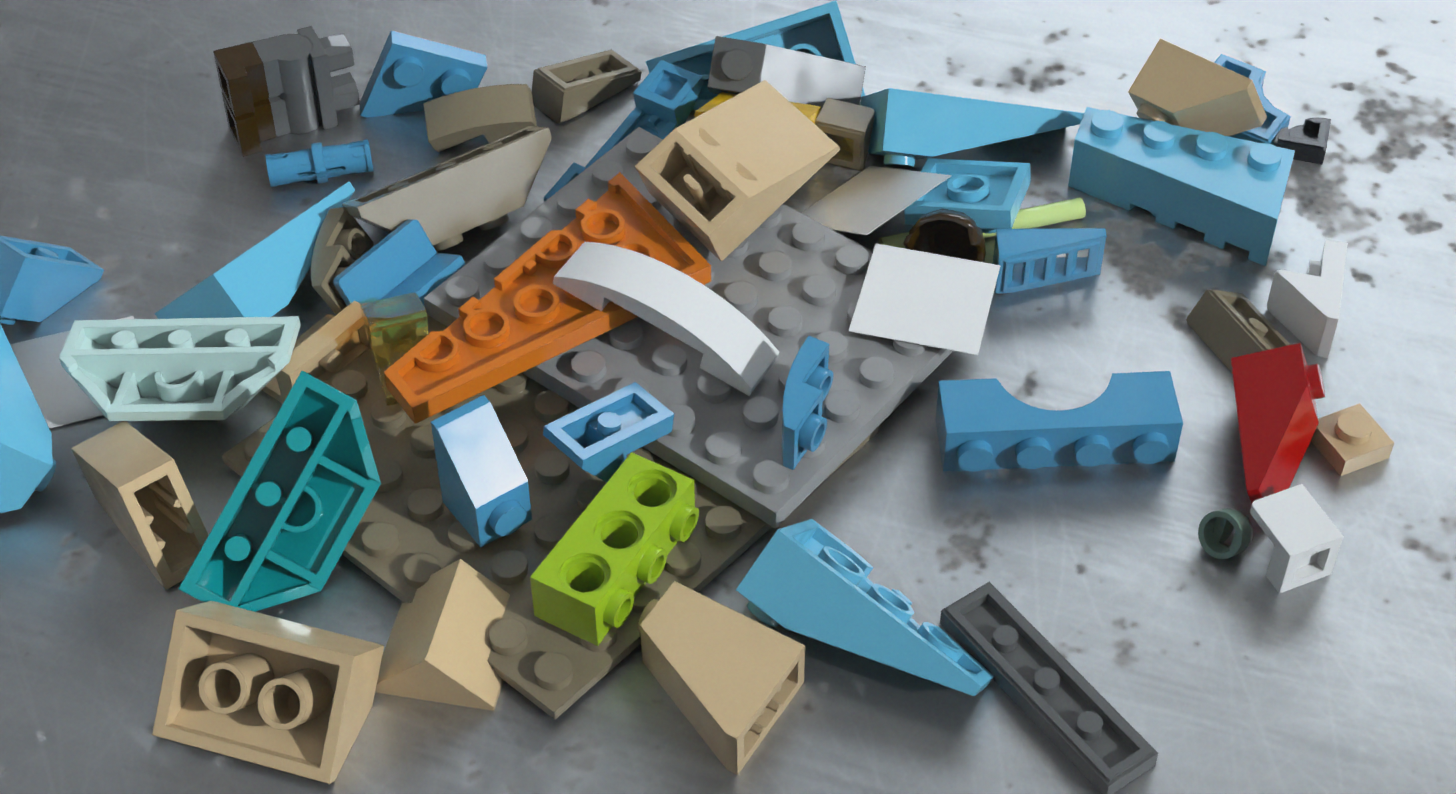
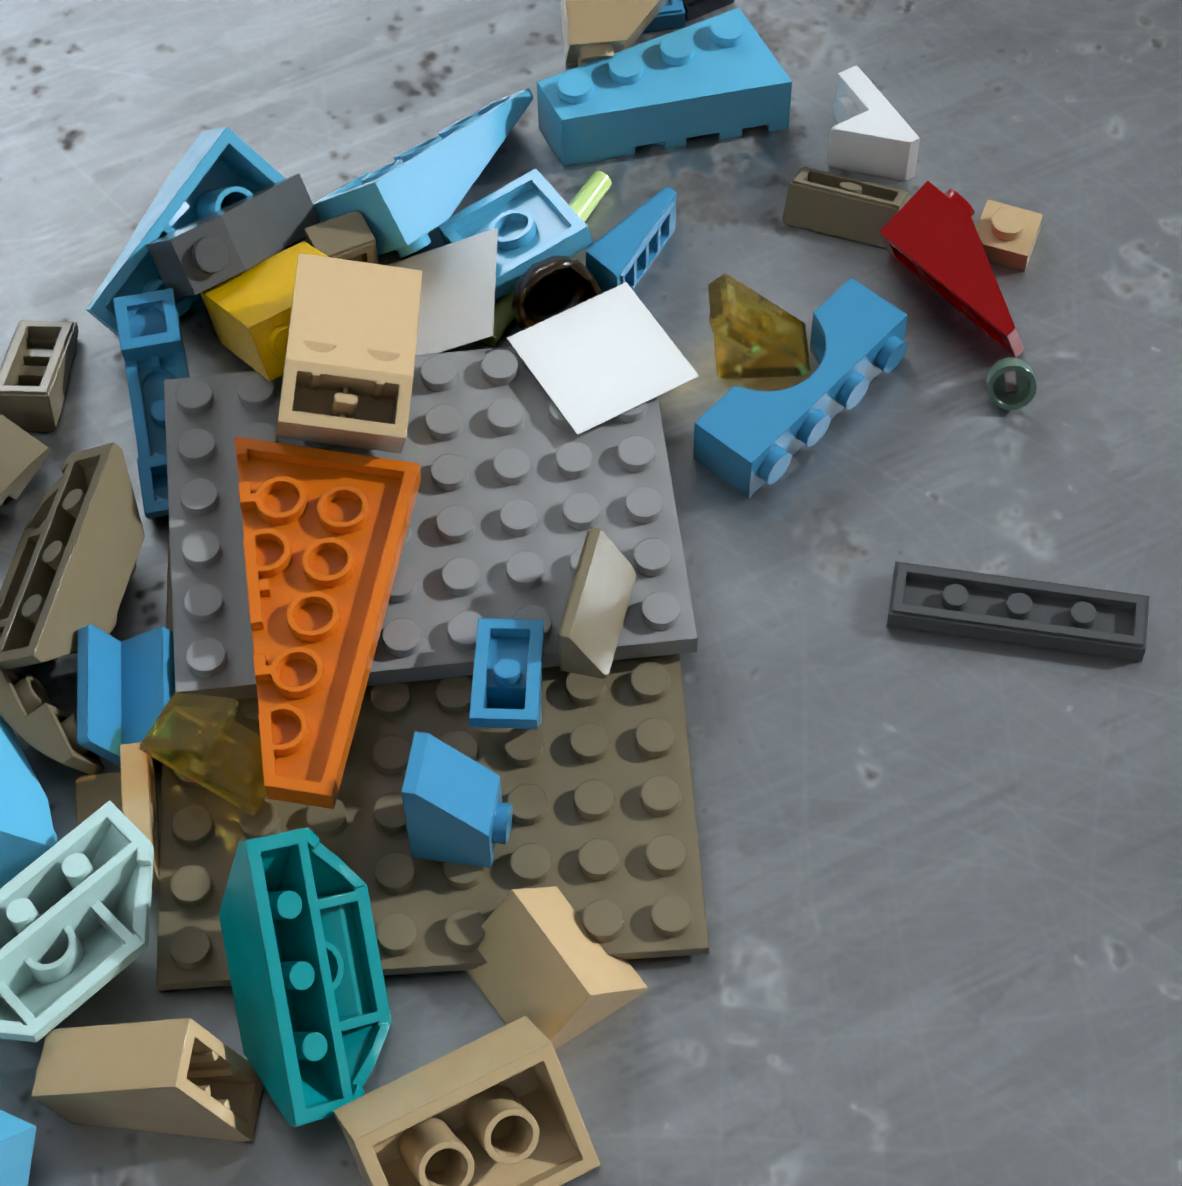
camera: 45 degrees left, 10 degrees up
(614, 549) = (615, 801): lime brick -> none
(674, 303) = (429, 524): white slope -> none
(718, 428) = (595, 607): none -> dark tan slope
(720, 670) = (793, 804): tan slope -> none
(803, 401) = (634, 529): dark azure slope -> none
(823, 592) = (799, 679): medium azure wedge -> none
(1065, 361) = (754, 334): none -> clear yellow slope
(1301, 535) = (1069, 340): white panel -> none

